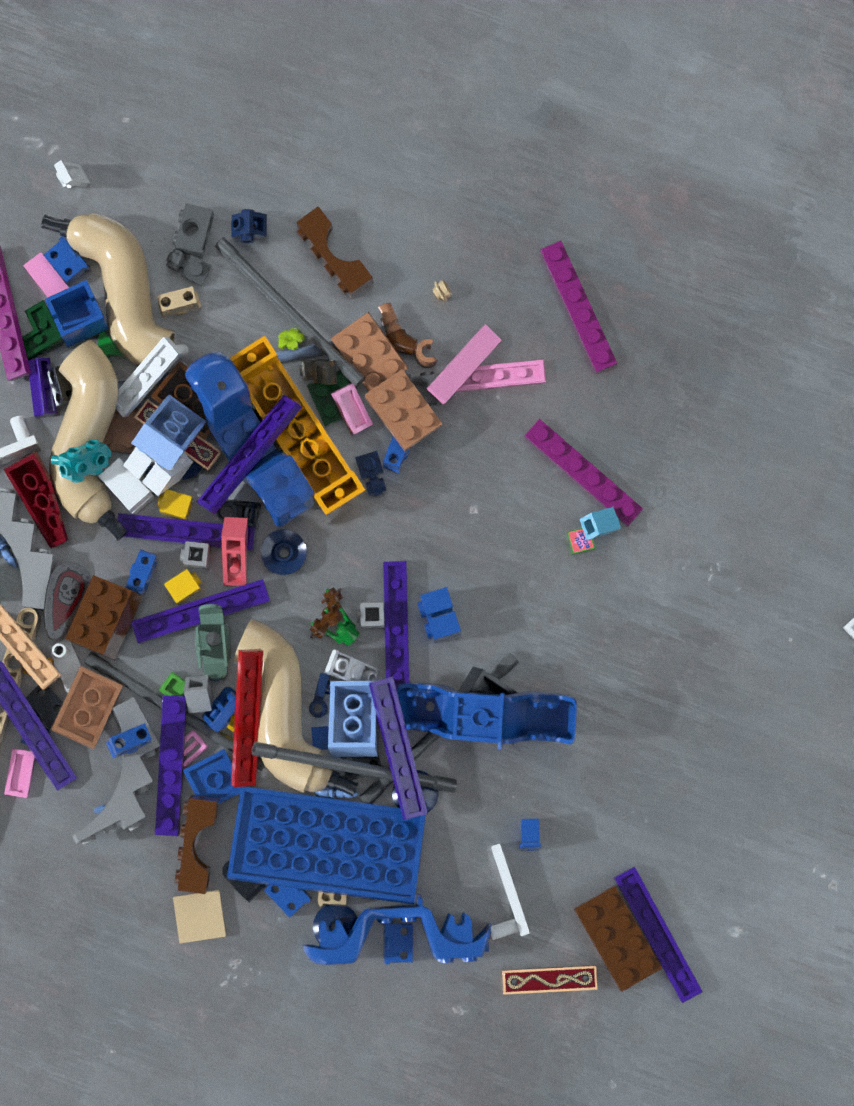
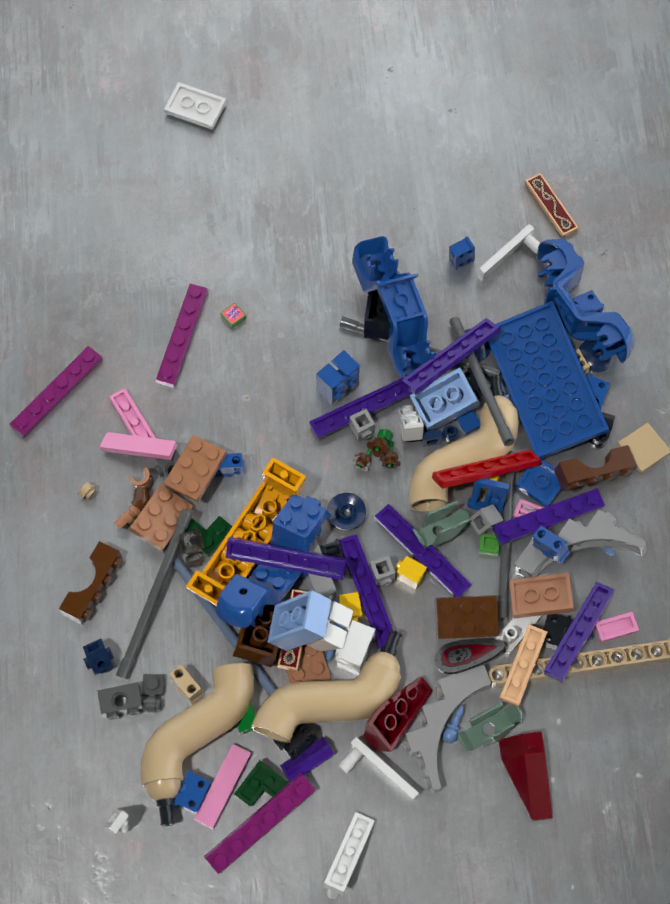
camera: 120 degrees left, 15 degrees down
(77, 312) = (234, 755): blue piece -> none
(83, 460) = (355, 680): teal brick -> none
(142, 572) = (416, 606): blue piece -> none
(148, 374) = (257, 667): white piece -> none
(235, 551) = (363, 541): coral slope -> none
(290, 339) = (175, 584): lime plant -> none
(352, 409) = (211, 512): bright pink tile -> none
(370, 467) = (250, 482): dark blue plate -> none
(600, 523) = (215, 303): medium azure brick -> none
(617, 938) = (499, 173): reddish brown brick -> none
(658, 934) = (482, 153): dark purple plate -> none

